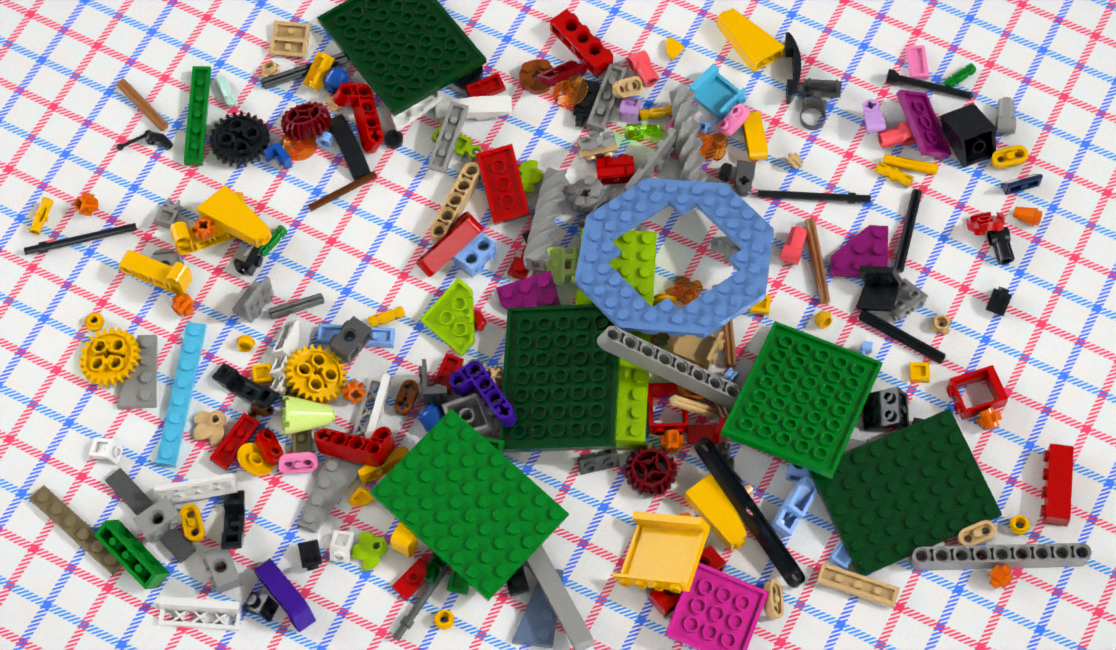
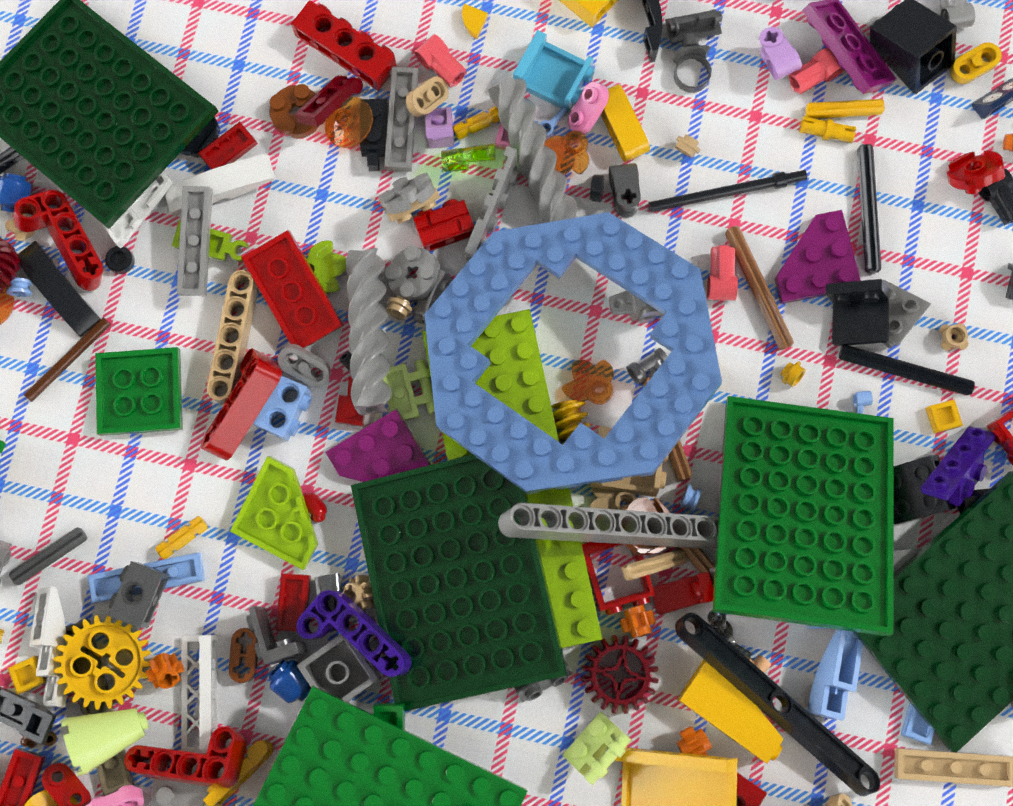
camera: 15 degrees left, 15 degrees up
(384, 221) = (138, 391): none -> green plate
(497, 232) = (303, 365): none -> light grey plate
(570, 212) = (398, 307): none -> tan plate
(621, 508) = (592, 743): none -> yellowish green plate
(916, 402) = (960, 468): none -> dark purple bracket

